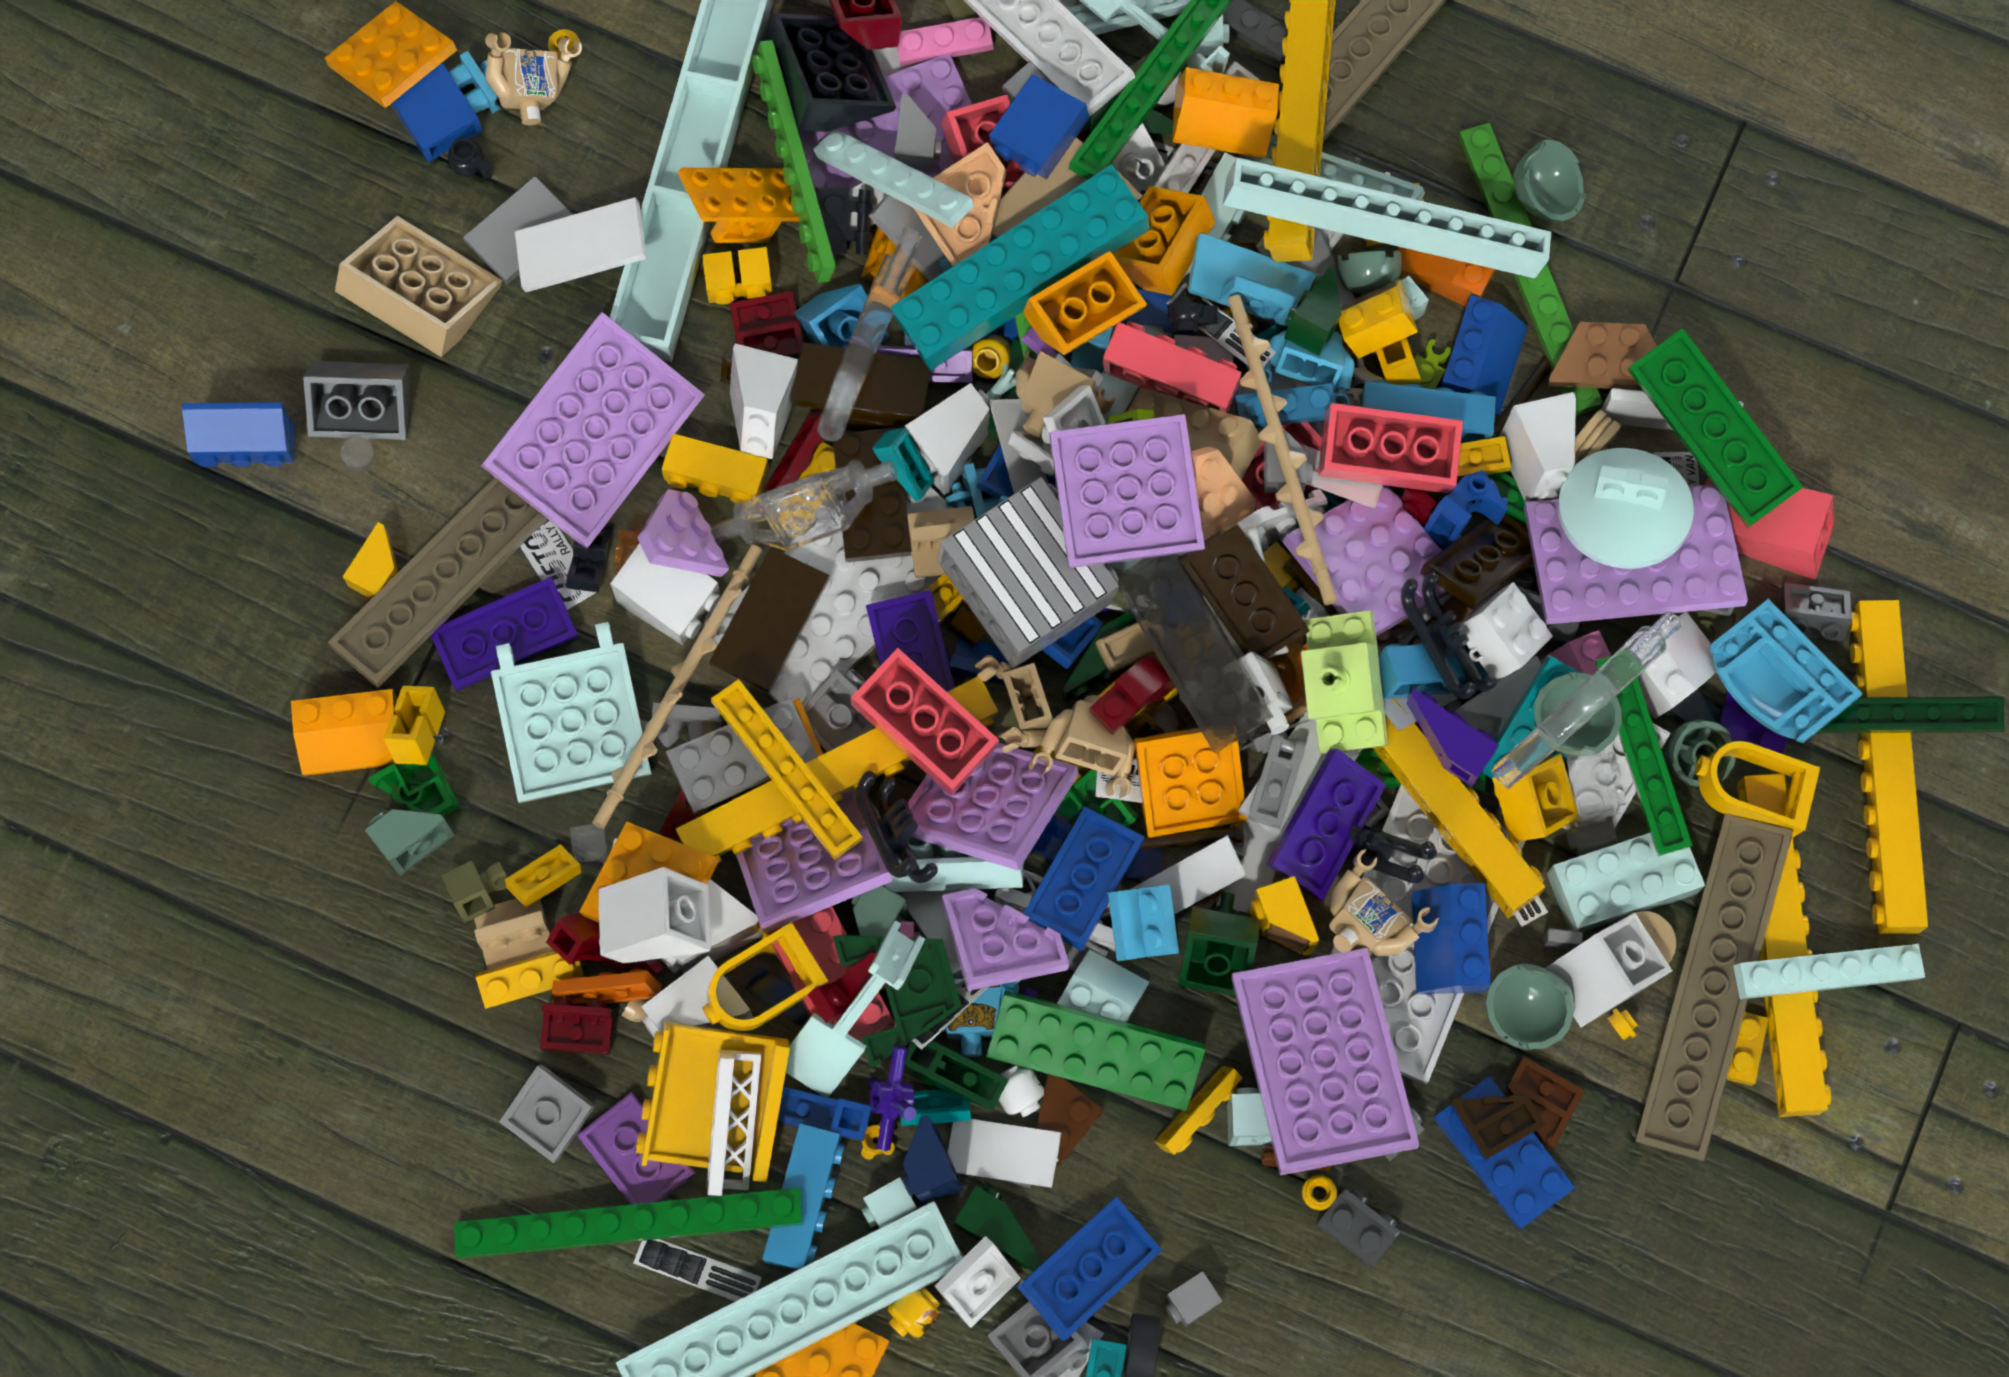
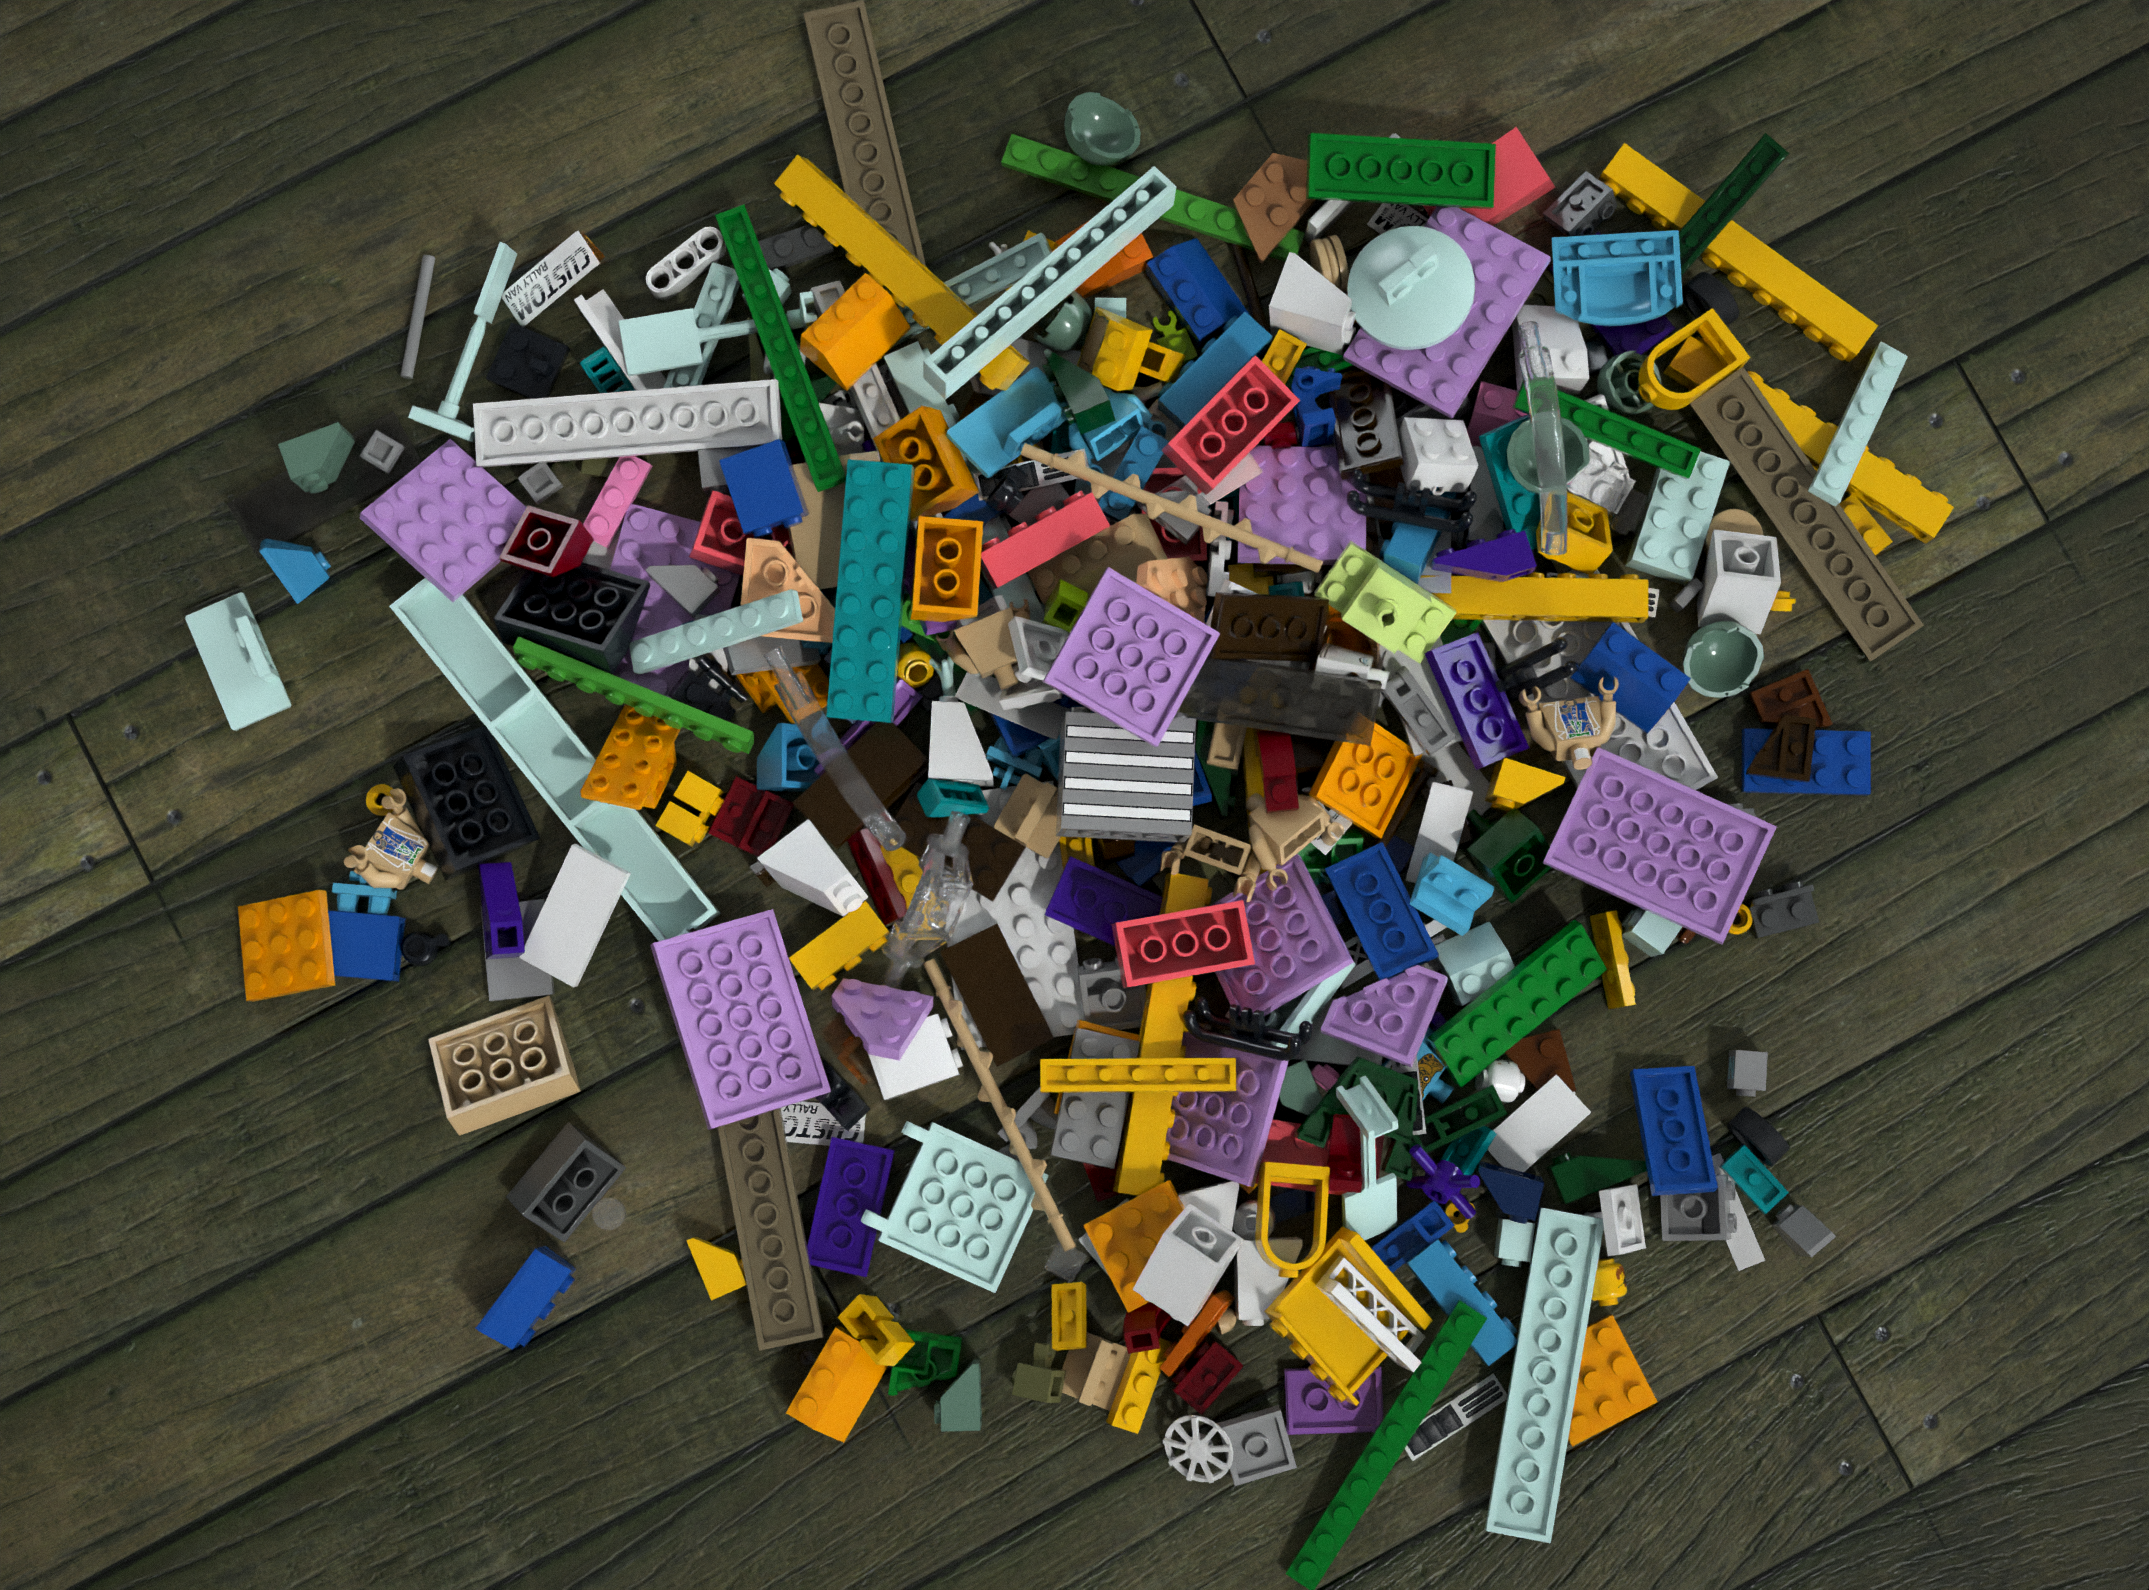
camera: 55 degrees left, 10 degrees up
(508, 1065) = (1198, 1449): none -> white wheel
(540, 189) = (500, 911): none -> dark purple slope
(610, 105) = (465, 801): none -> black slope
(745, 976) = (1245, 1220): none -> white head
(1833, 761) = (1706, 293): none -> black tyre

